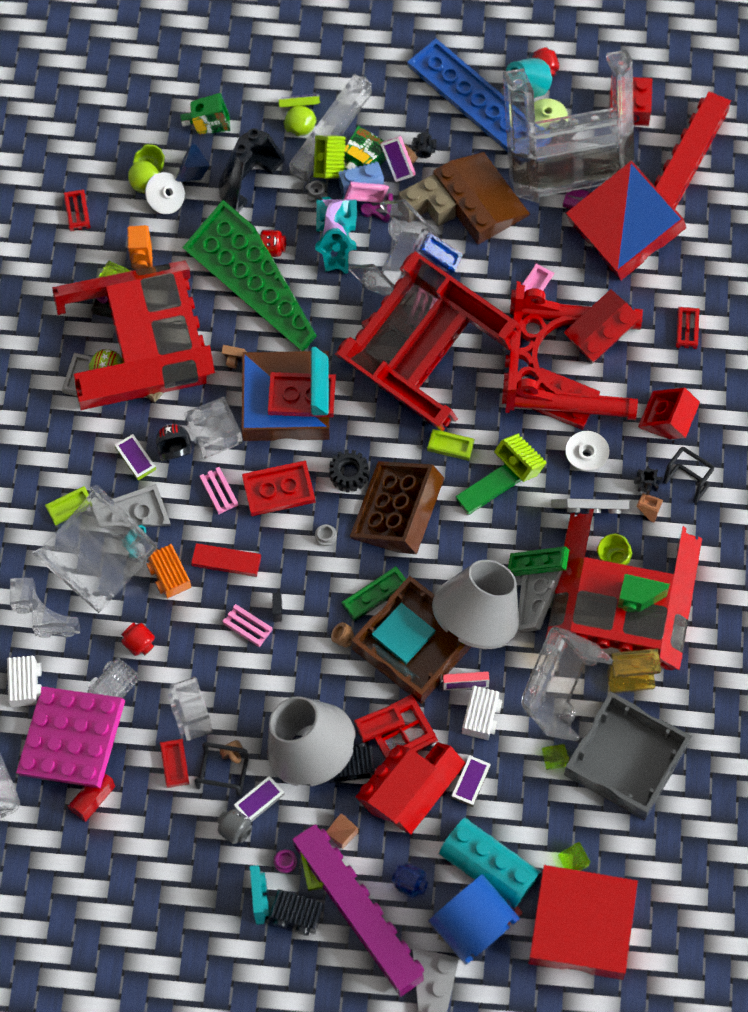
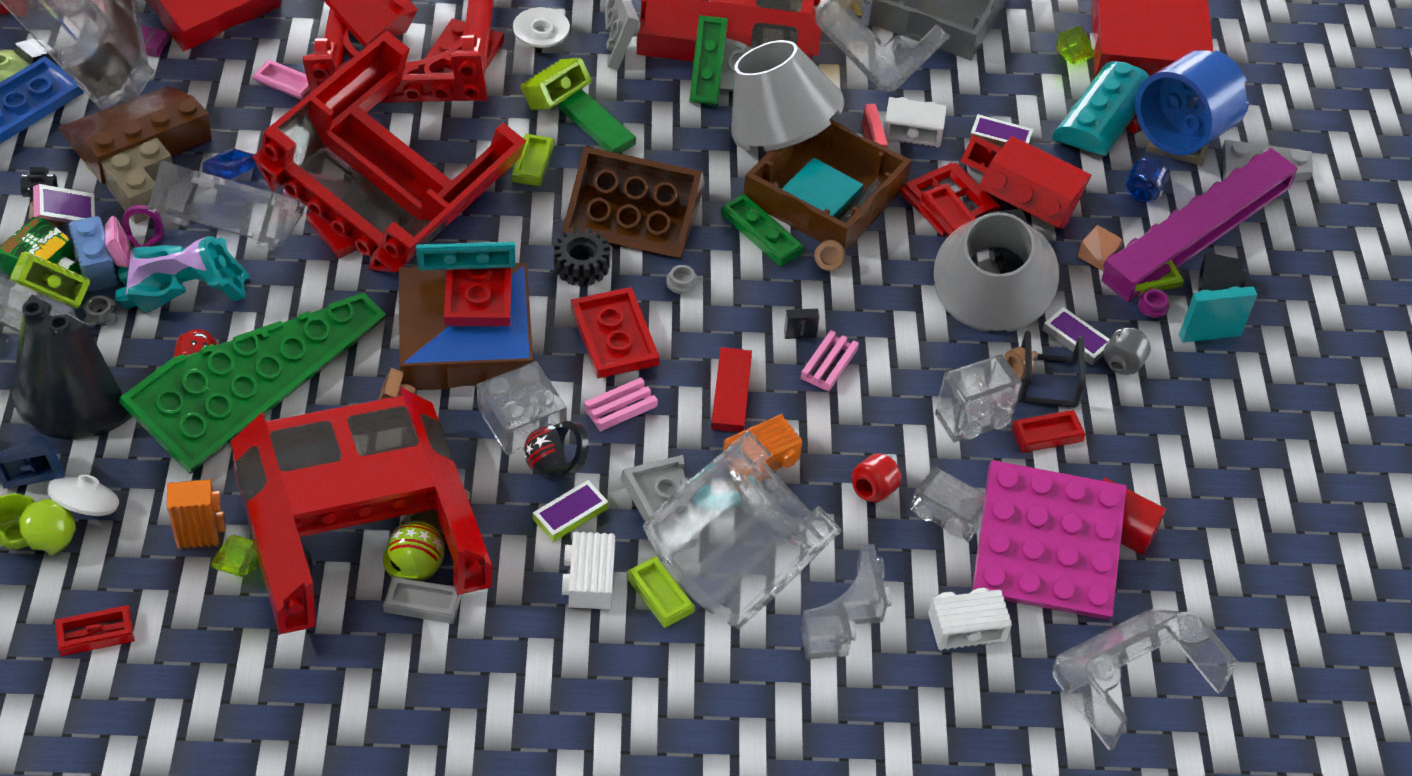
camera: 100 degrees left, 15 degrees down
(83, 464) = (590, 570): none -> white brick
(555, 756) = (953, 61): clear neon green slope -> none

